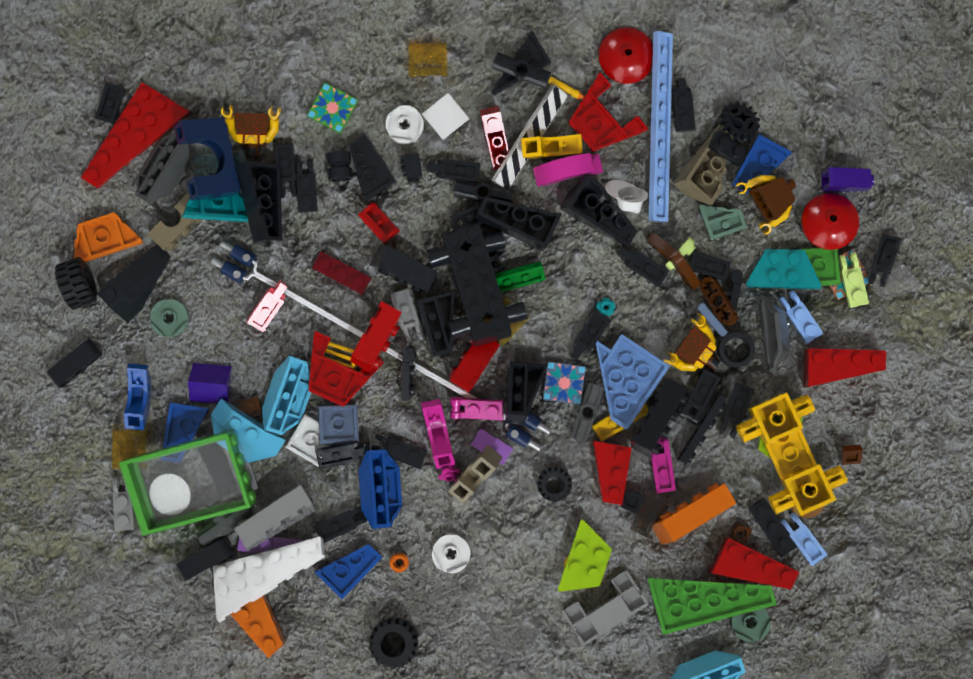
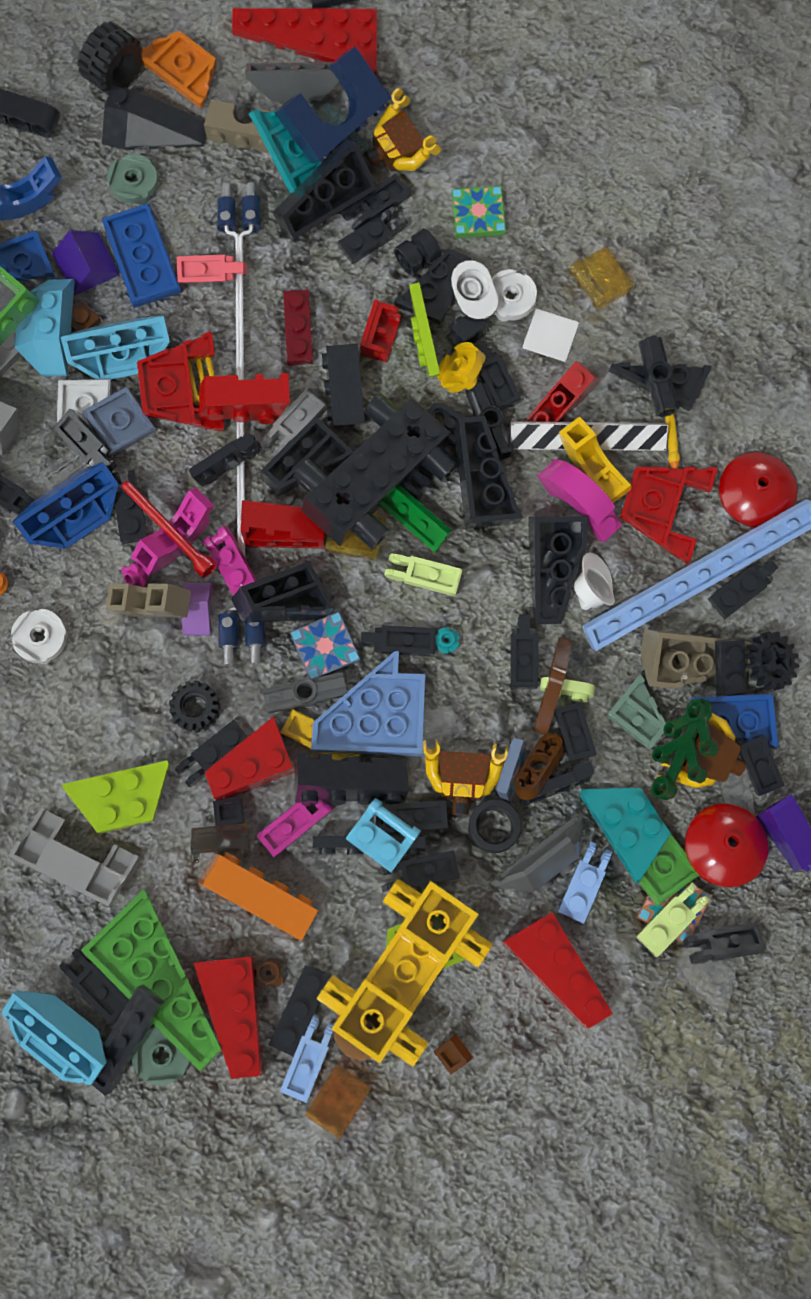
camera: 55 degrees right, 10 degrees down
(227, 344) = (141, 255): none -> blue tile
(392, 148) = (474, 290): none -> white piece
(398, 198) = (422, 333): none -> lime wing
(443, 182) = (461, 368): none -> yellow plate
(468, 427) = (203, 564): none -> red piece
(557, 293) = (425, 574): none -> yellowish green hinge
(589, 487) = (212, 751): none -> black hinge
(689, 638) = (96, 988): none -> black hinge
(706, 425) = (376, 842): none -> medium azure plate
(730, 633) = (127, 1036): none -> black plate
(750, 190) = (696, 718): none -> dark green plant
(796, 170) = (760, 765): none -> black plate
(836, 536) = (337, 1101): none -> clear orange plate

